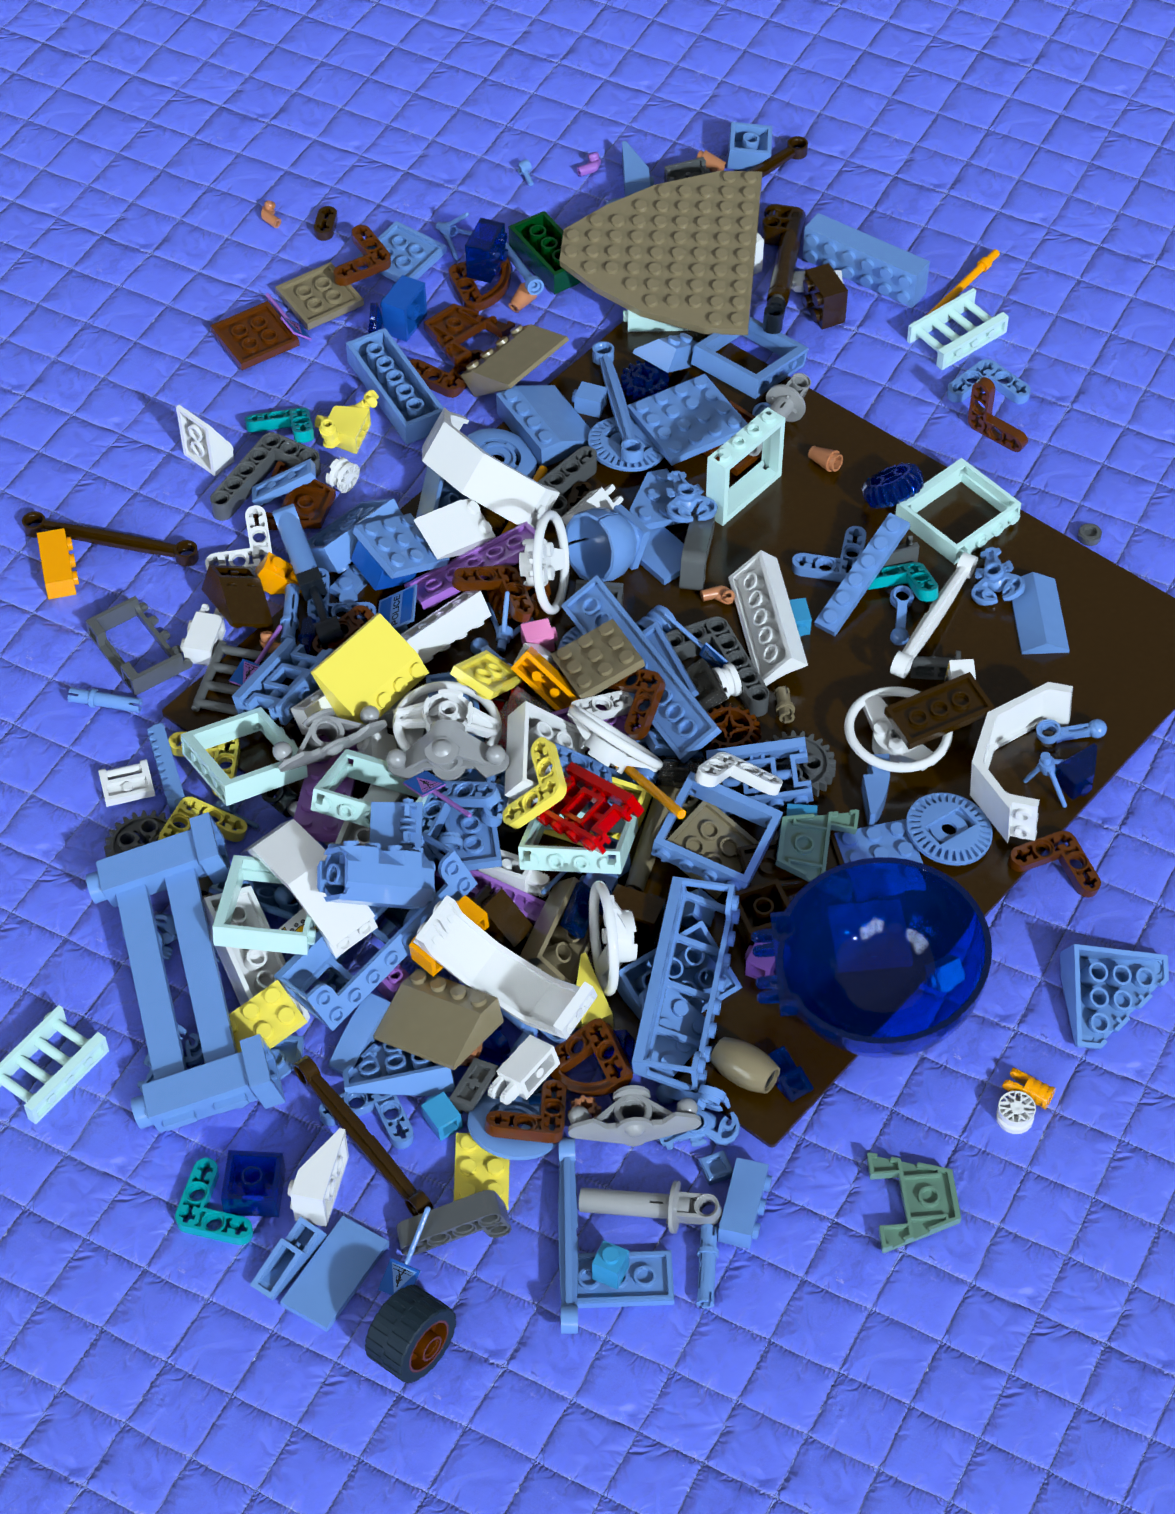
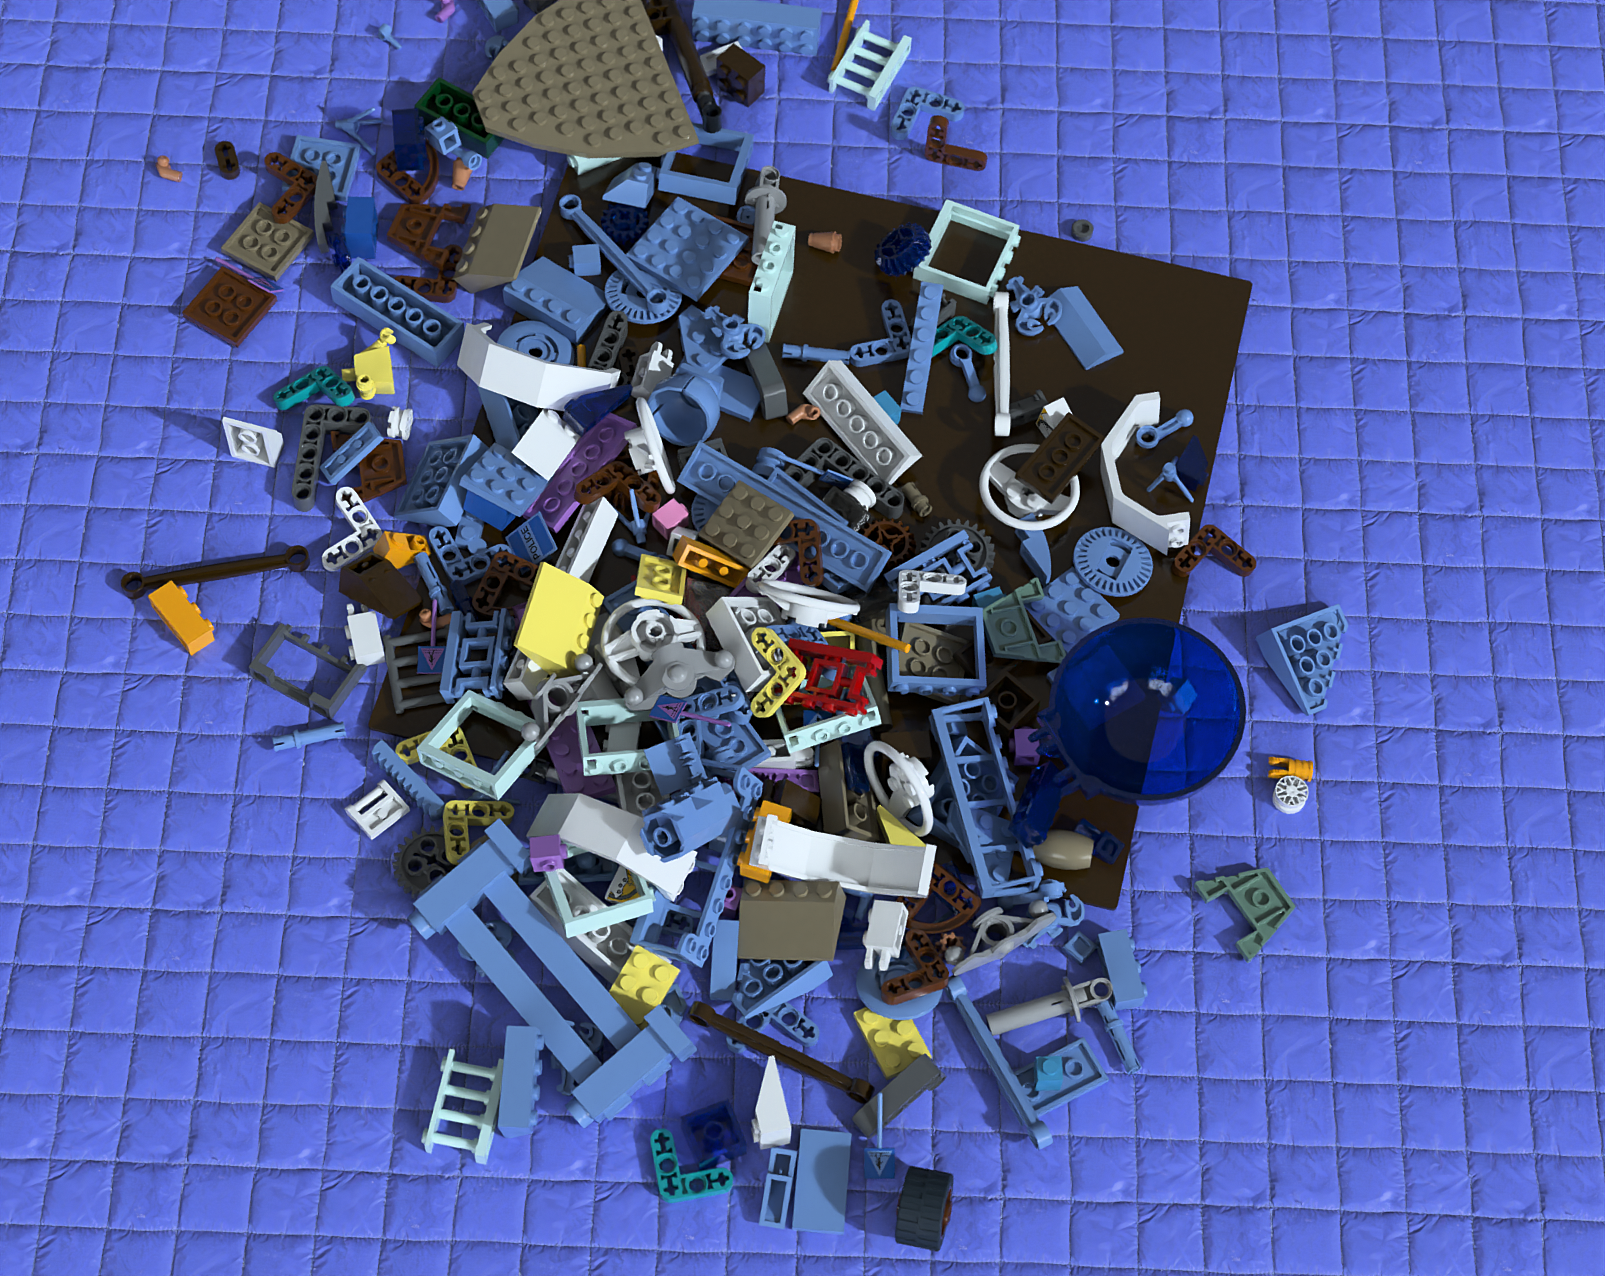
camera: 30 degrees left, 10 degrees up
(98, 1054) = (519, 1081): none -> medium blue slope
(234, 860) = (547, 853): none -> medium lavender brick
(306, 571) = (436, 542): piece -> none
(382, 280) = (323, 203): none -> dark grey slope
(441, 1116) = (834, 1002): dark azure brick -> none
(473, 1085) = (849, 966): dark grey hinge -> none
(513, 513) = (594, 407): none -> clear blue slope
(519, 256) = (443, 135): none -> medium blue brick
(732, 1015) = (1037, 806): none -> clear blue brick
(751, 544) = (814, 353): none -> medium blue pin

